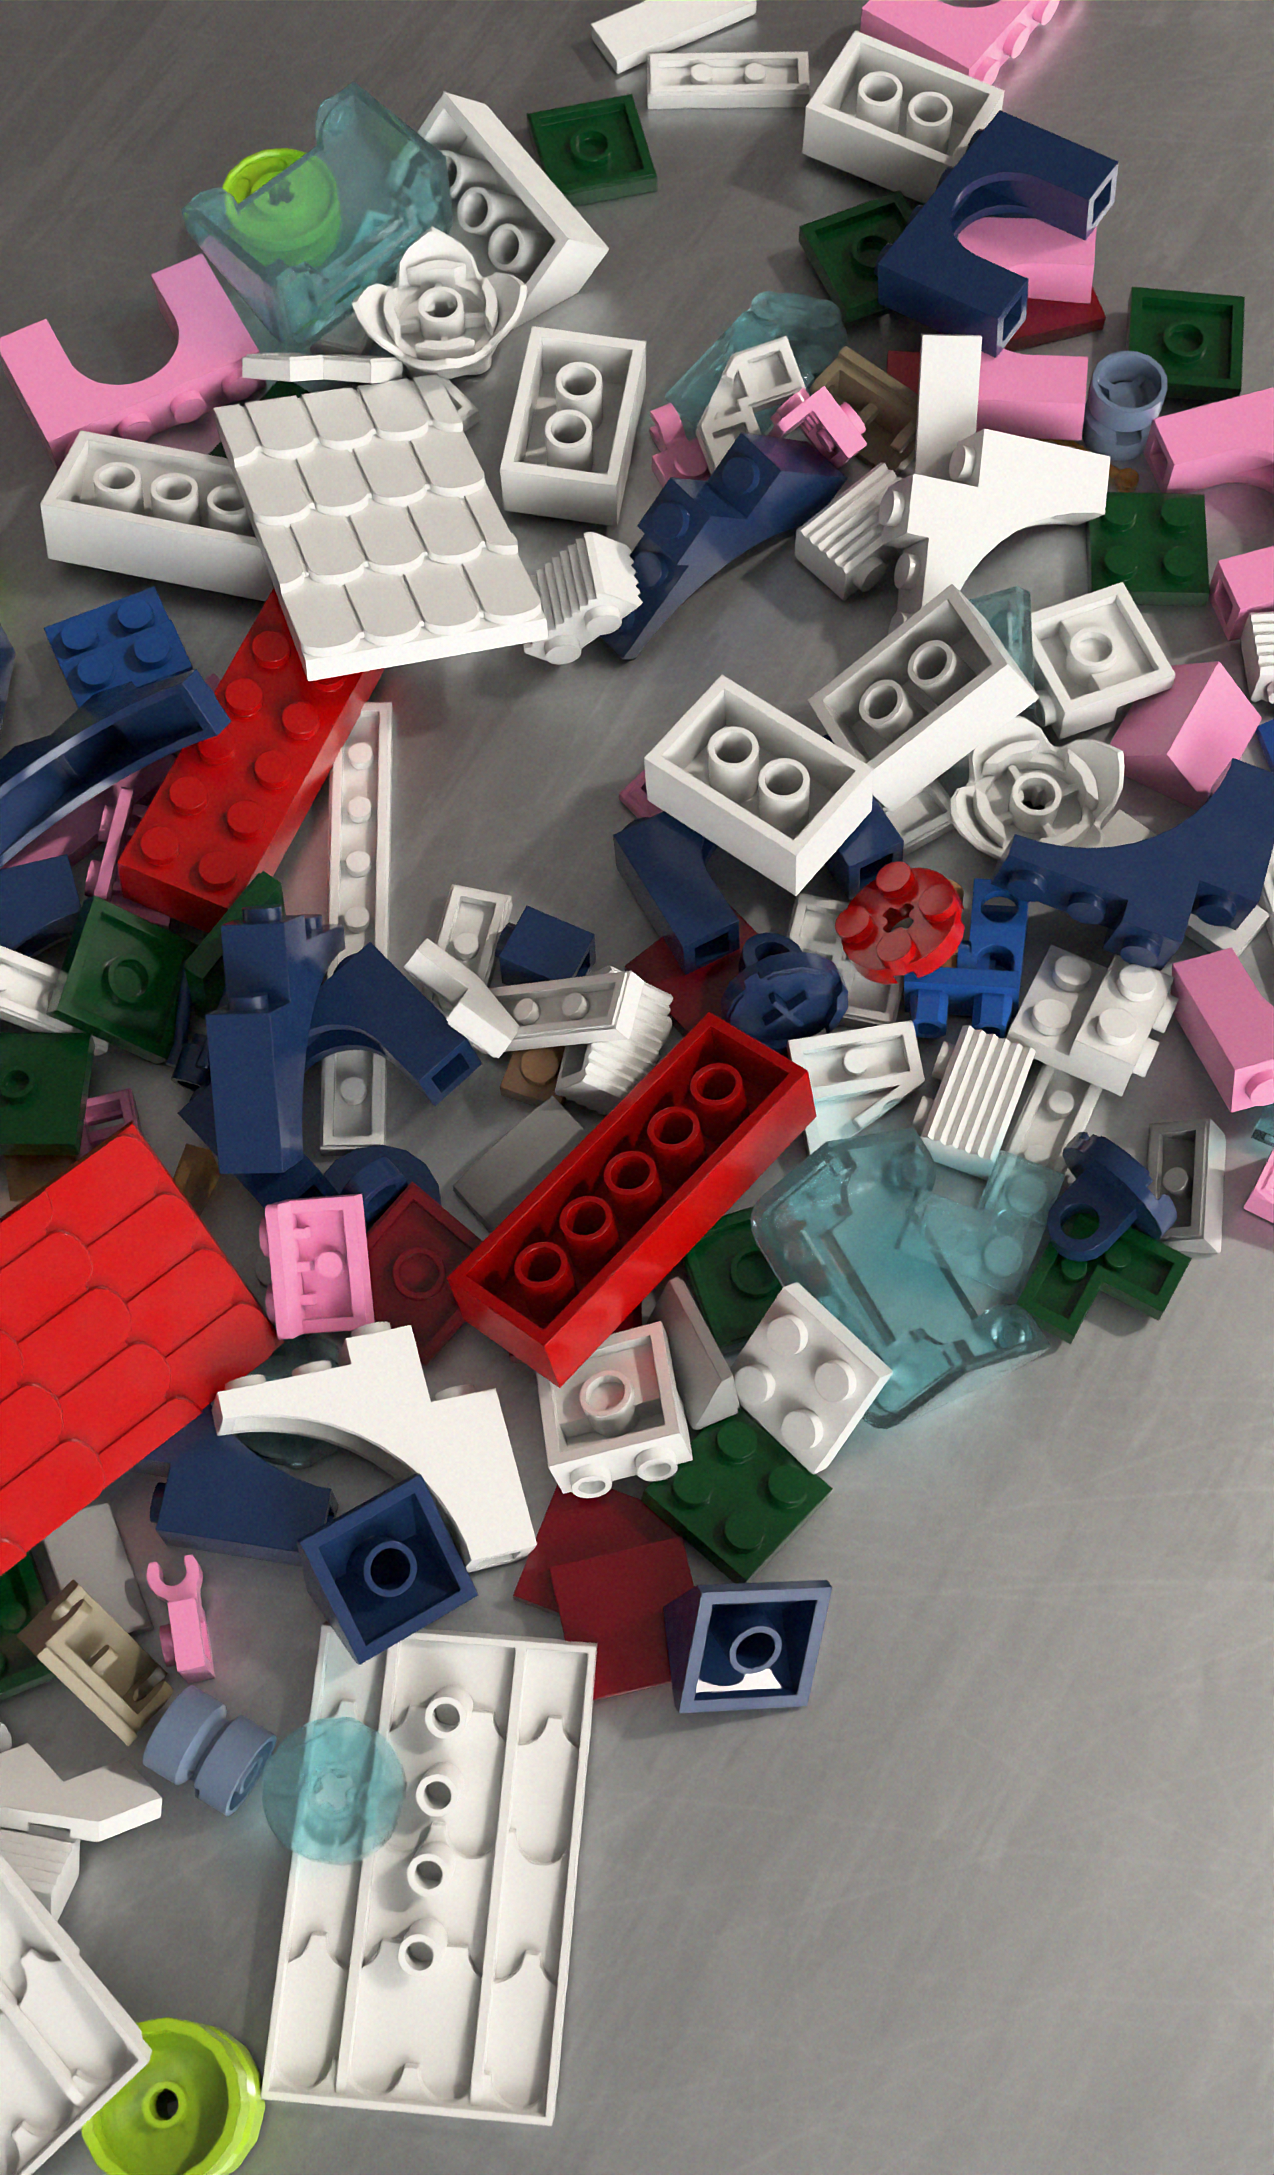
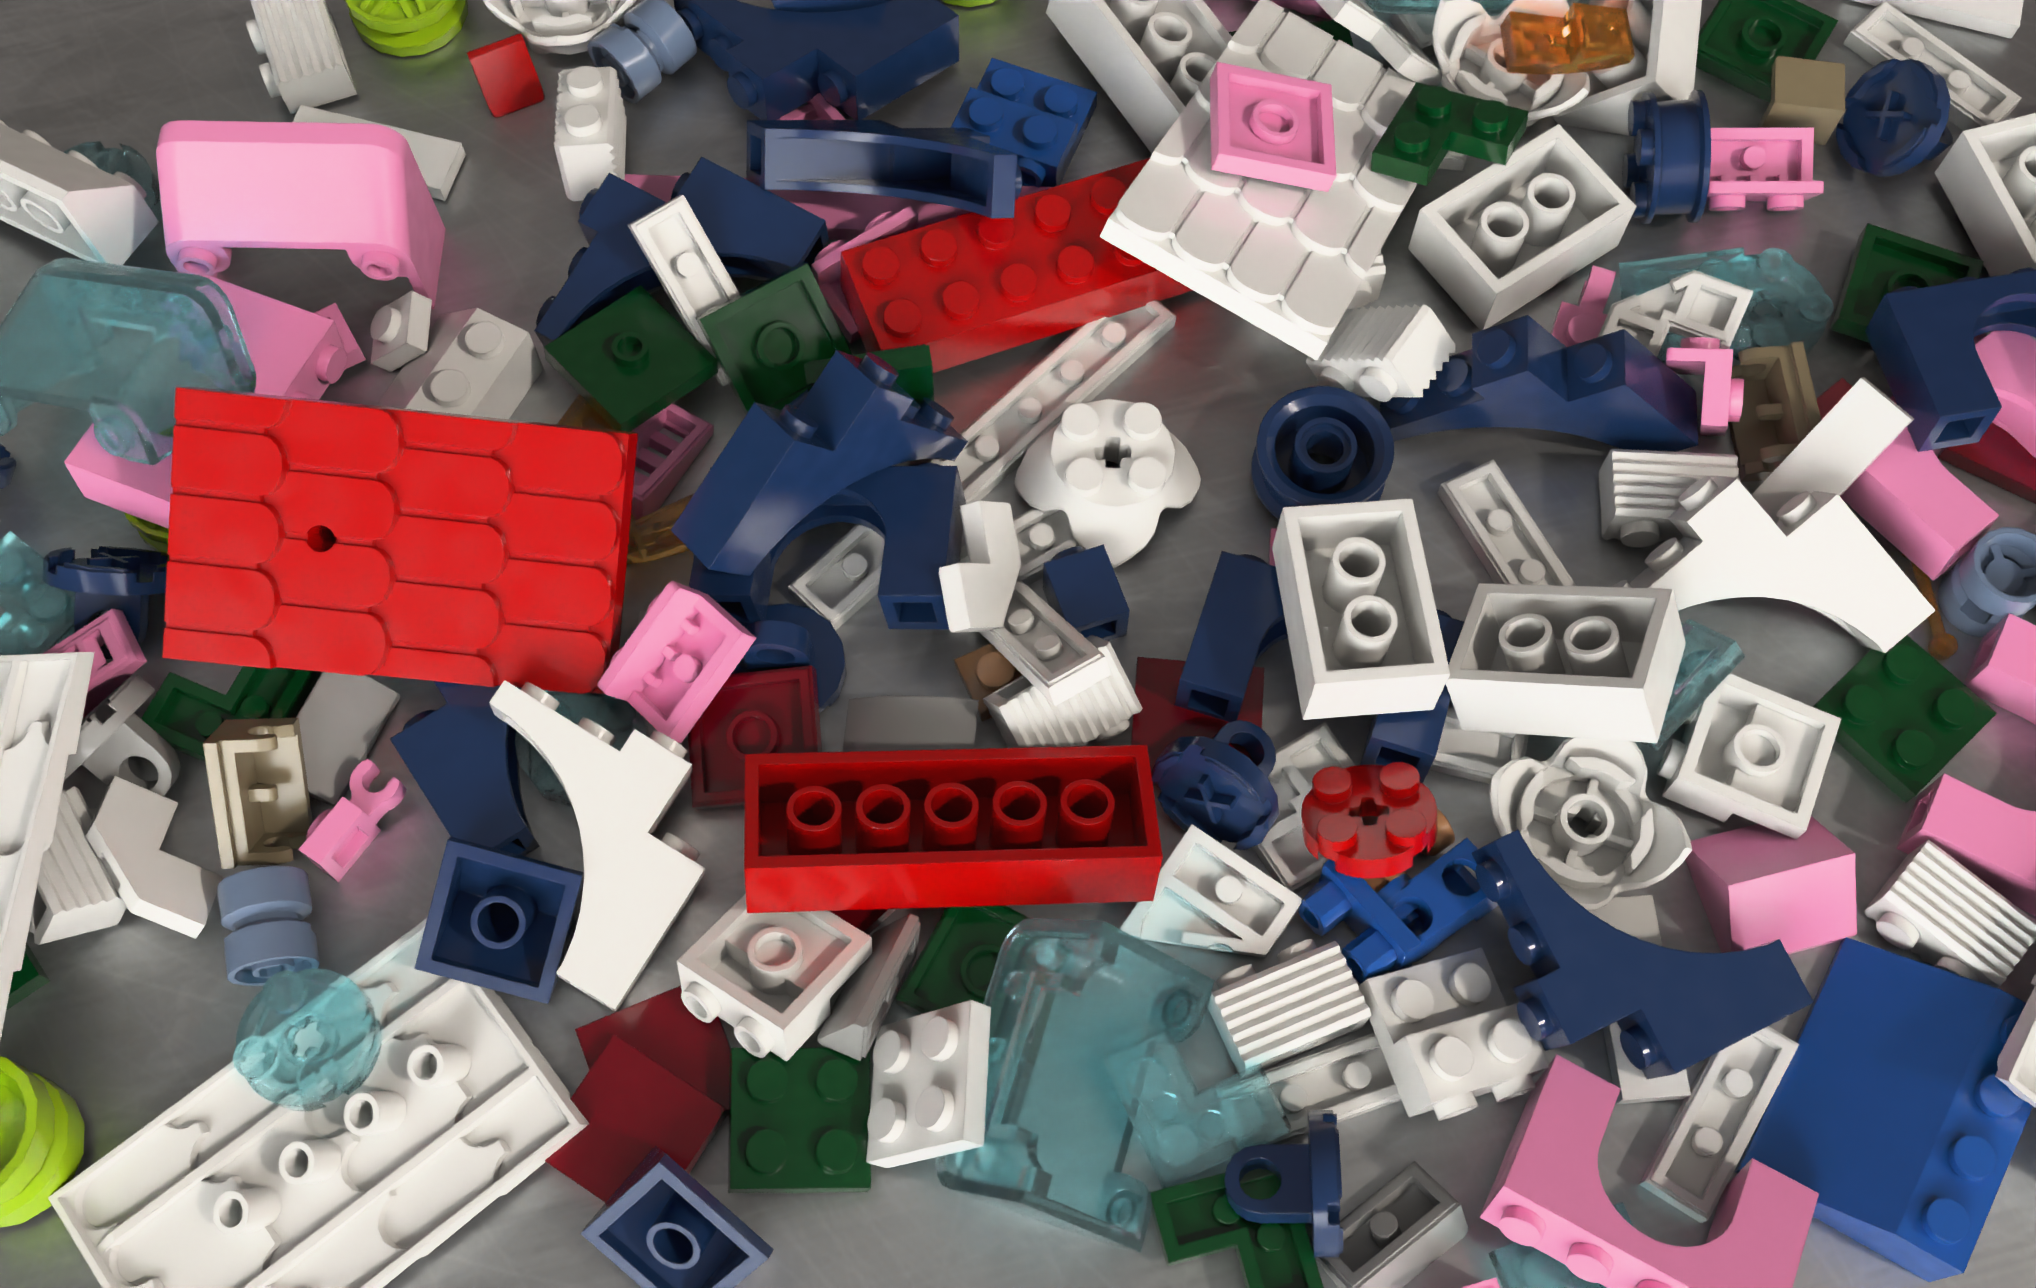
camera: 45 degrees right, 0 degrees up
(344, 495) = (1272, 127): none -> bright pink plate
(448, 393) = (1445, 121): none -> dark green plate
(480, 256) = (1579, 42): none -> clear orange slope
(496, 878) = (1104, 503): none -> white brick
(598, 677) = (1326, 424): none -> dark blue wheel
(627, 286) = (1668, 157): none -> dark blue wheel
(673, 170) = (1806, 96): none -> dark tan panel
(681, 248) = (1762, 167): none -> bright pink bracket
(745, 134) = (1895, 118): none -> dark blue tile
(776, 654) = (1501, 529): none -> white tile

